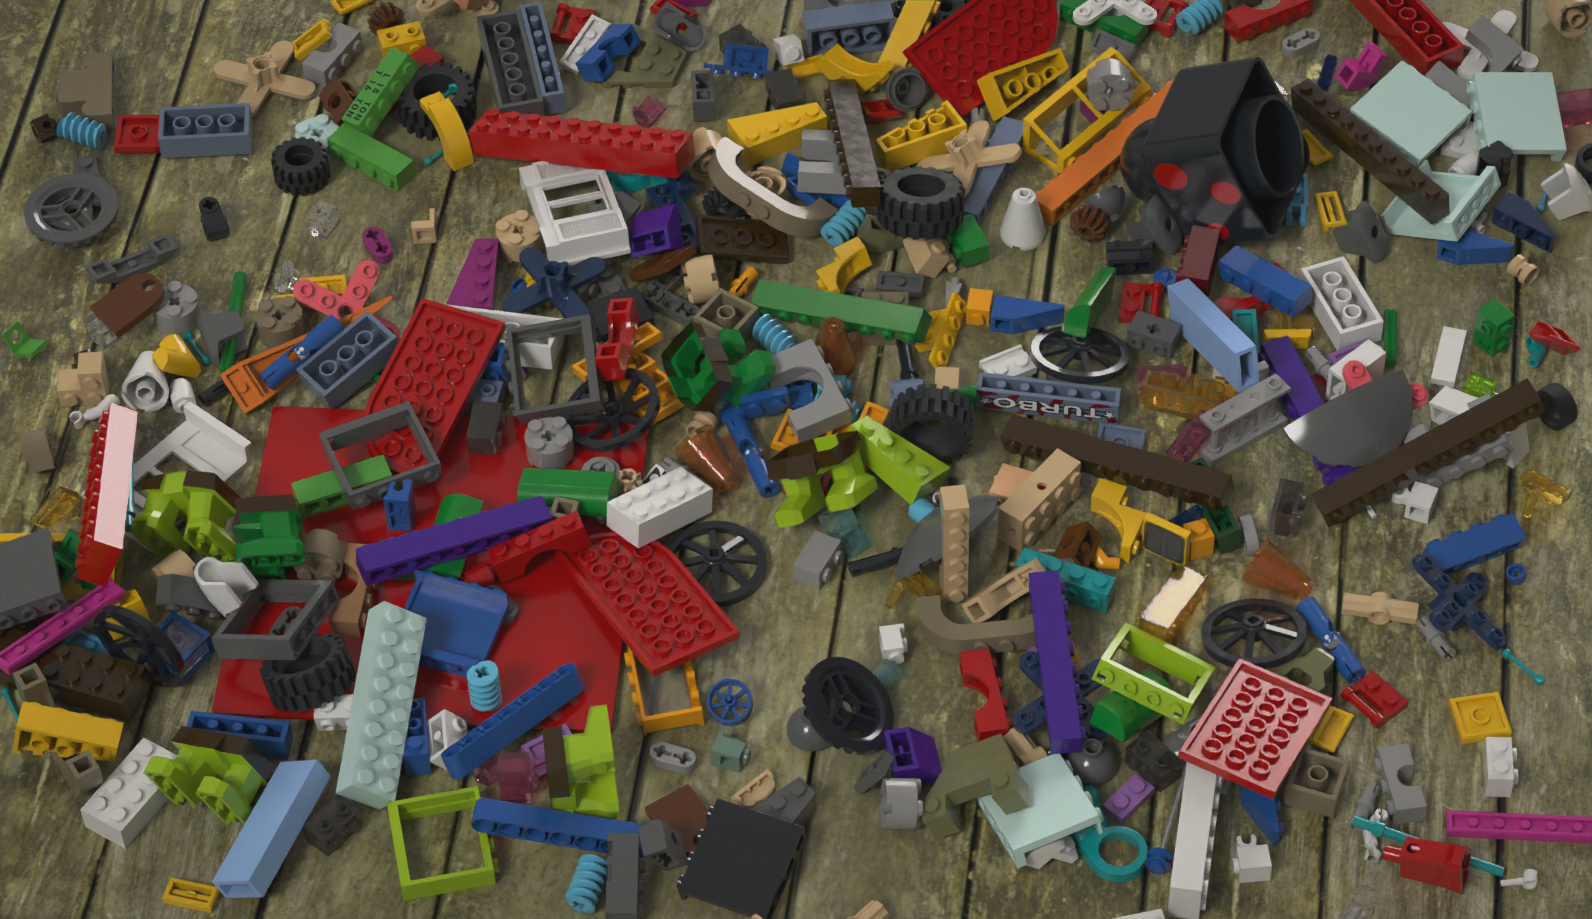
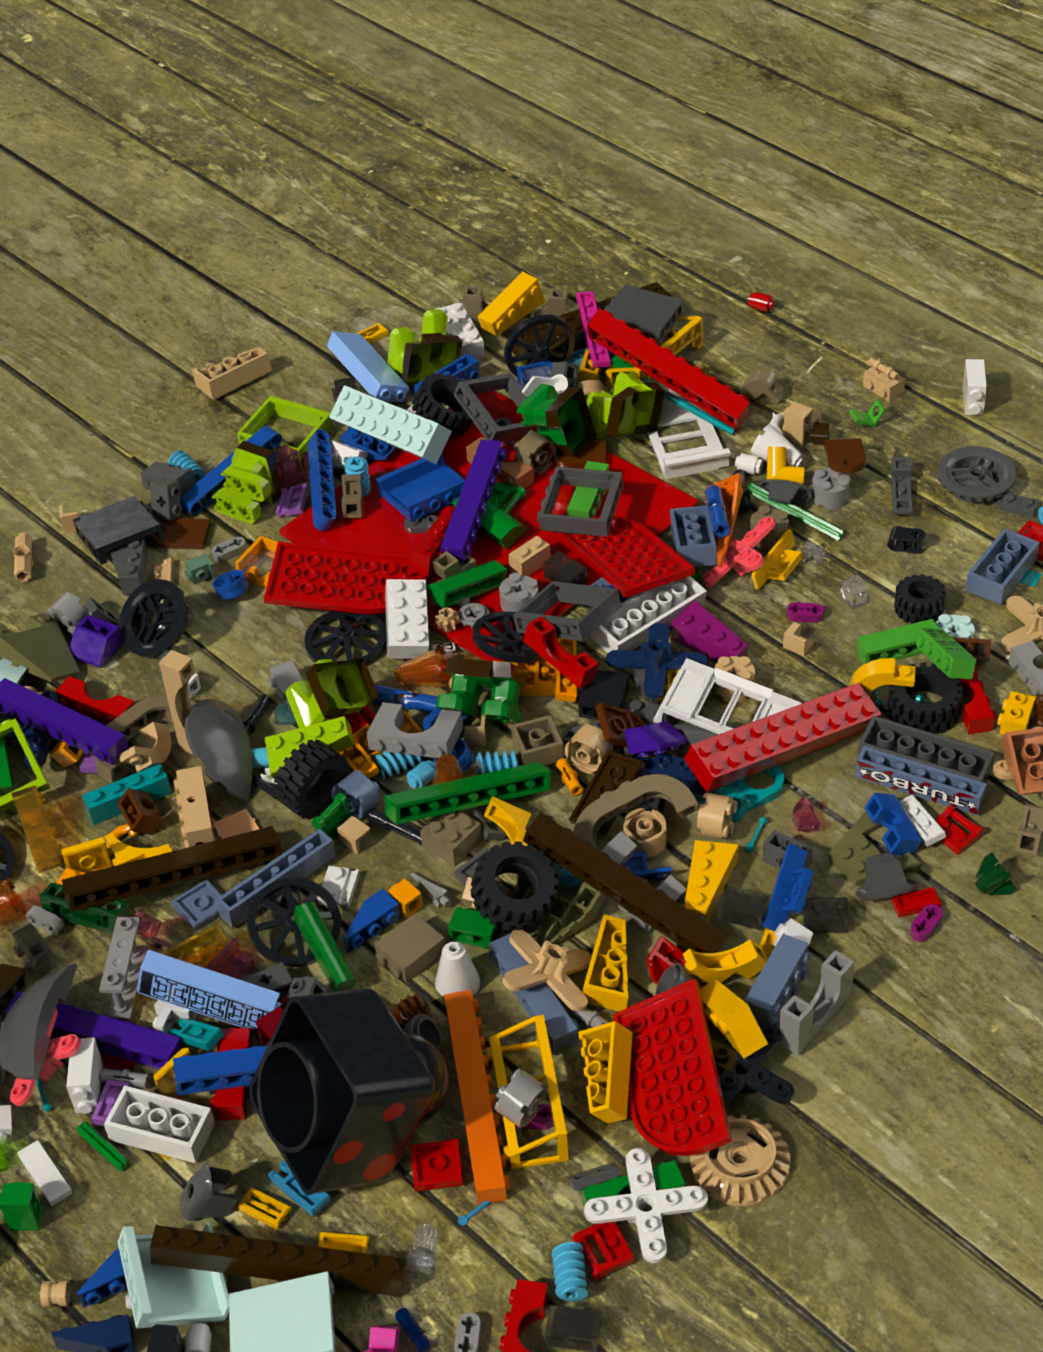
camera: 130 degrees right, 5 degrees down
(400, 507) = (533, 499): blue hinge -> none
(485, 471) = (529, 557): none -> tan brick
(519, 675) = (352, 496): none -> dark tan brick
(943, 331) = (406, 862): yellow bracket -> none
(1025, 272) = (409, 948): none -> dark tan brick
(1143, 286) = (305, 986): none -> dark grey brick

